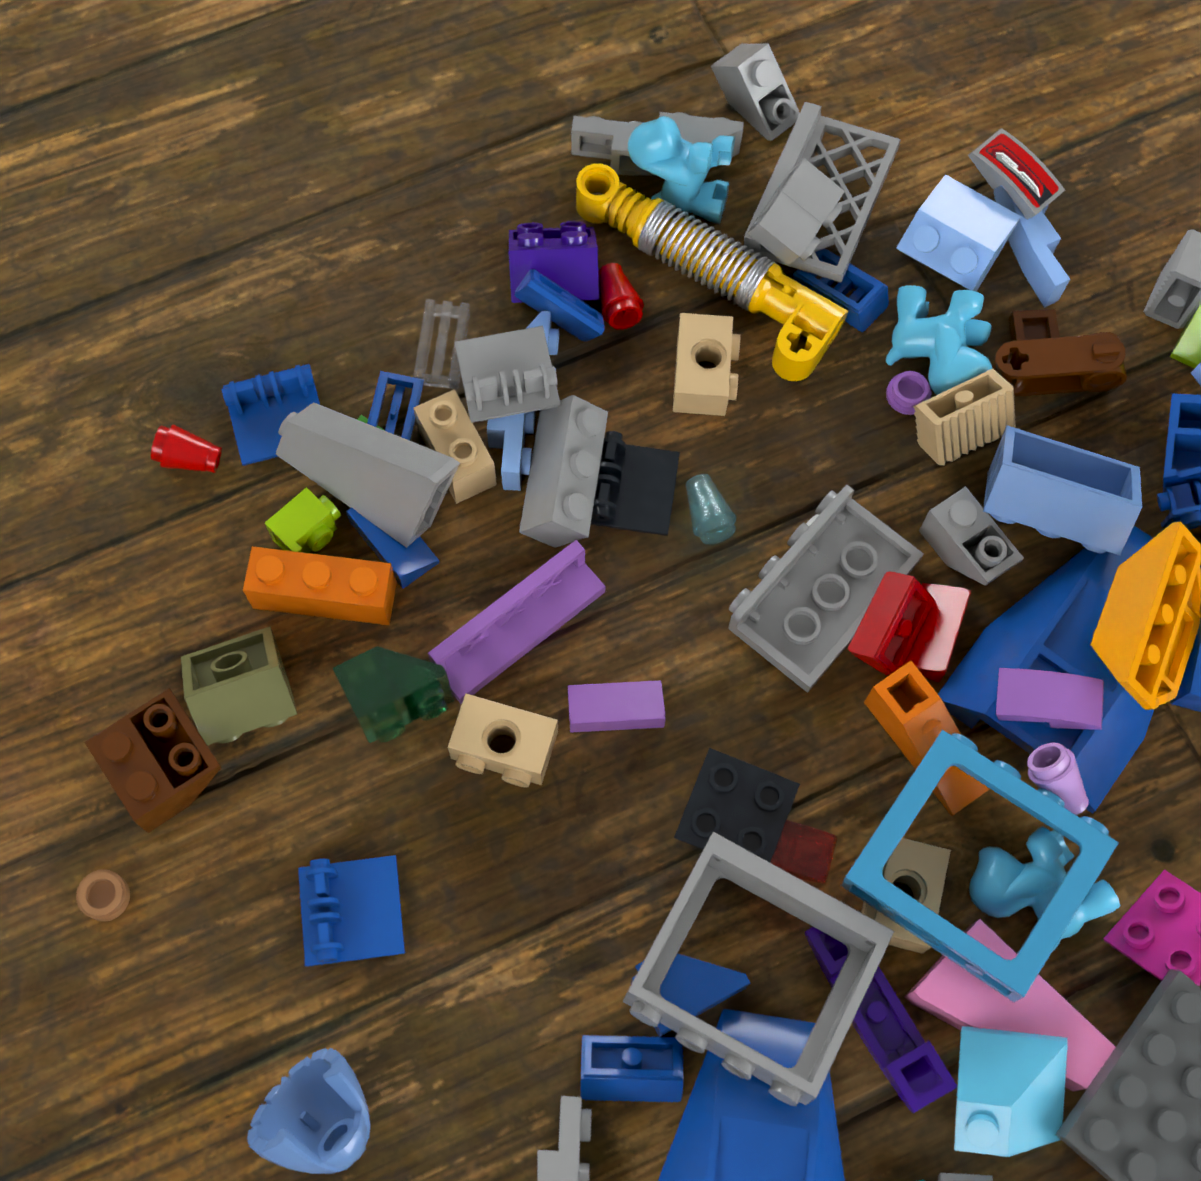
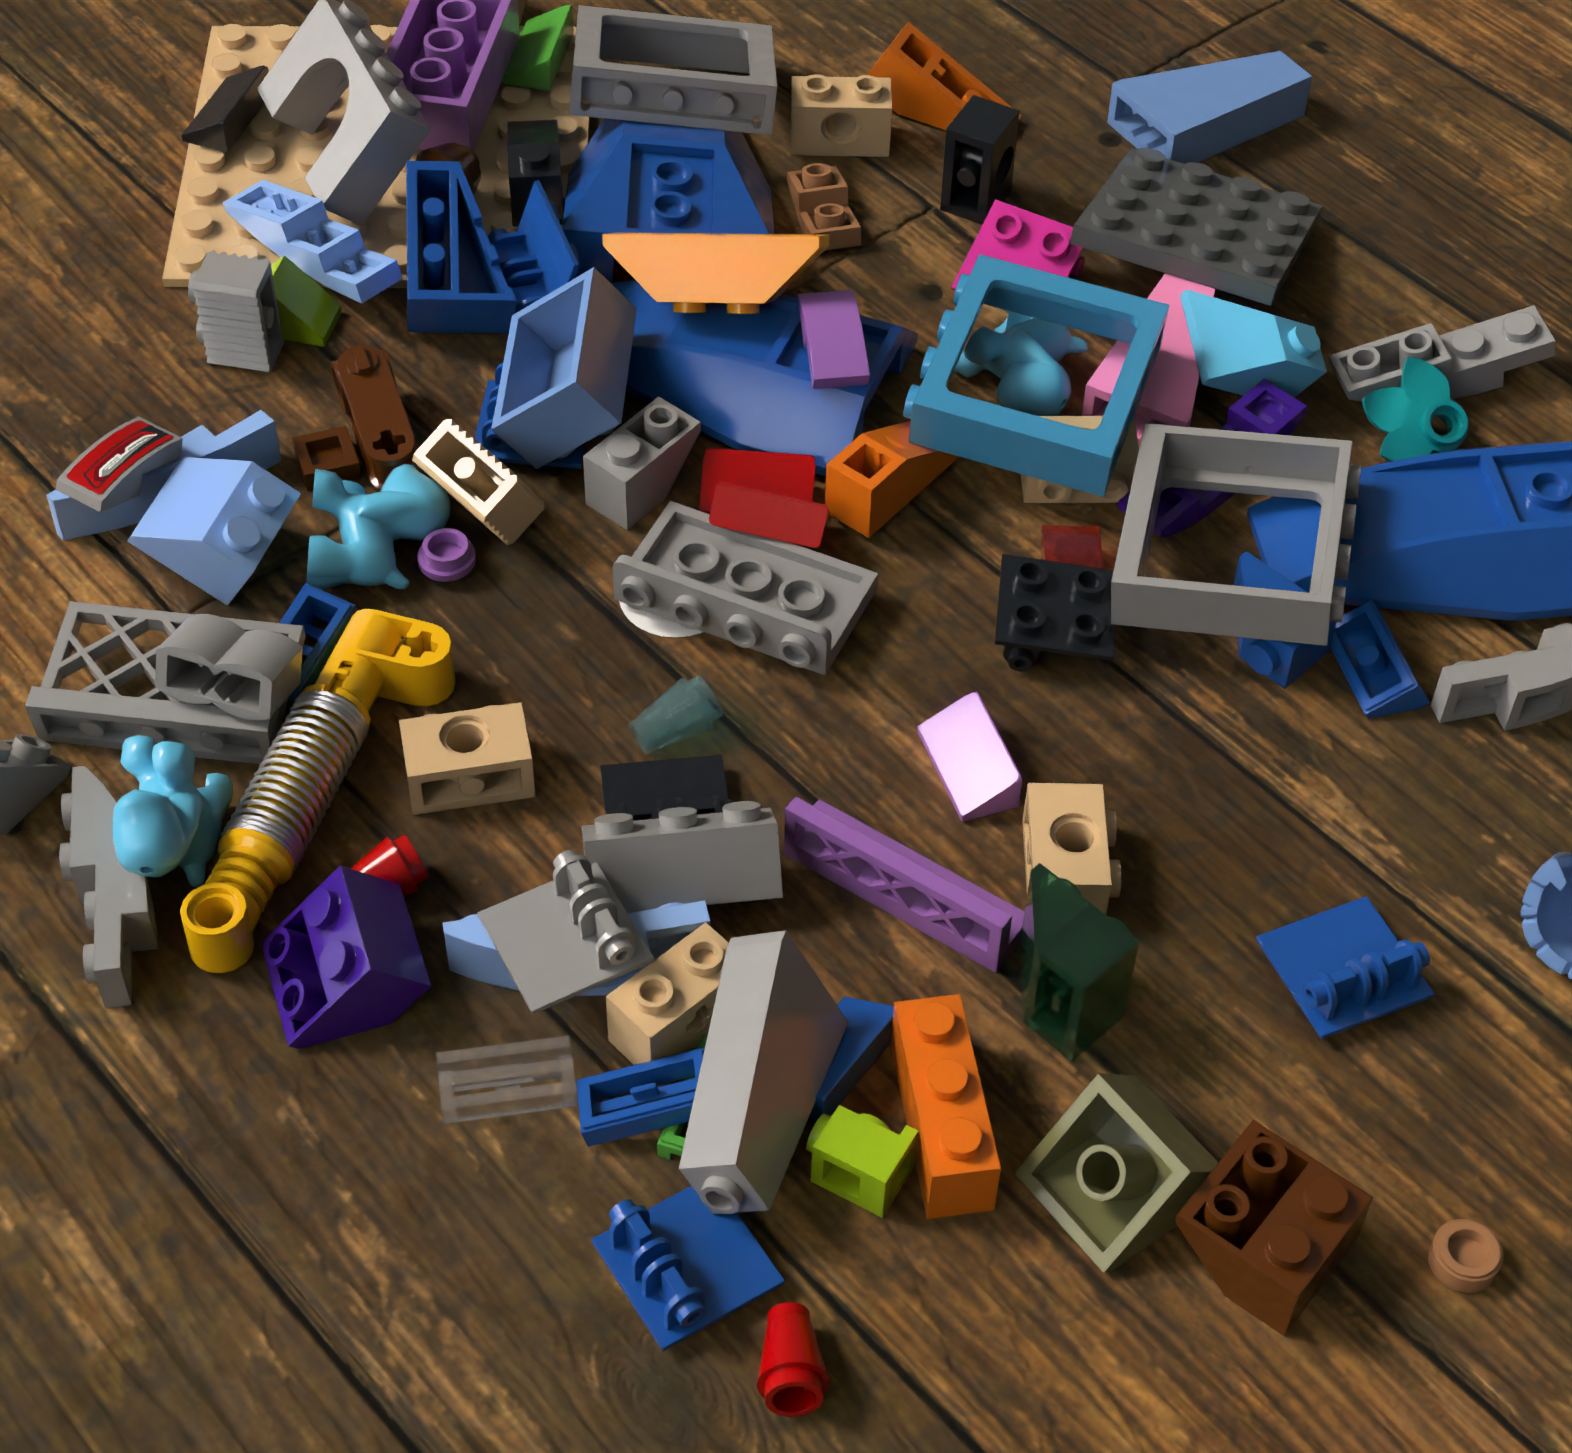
camera: 105 degrees left, 20 degrees down
(565, 308) = (421, 923): blue slope -> none
(1057, 771) = (913, 322): lavender cone -> none

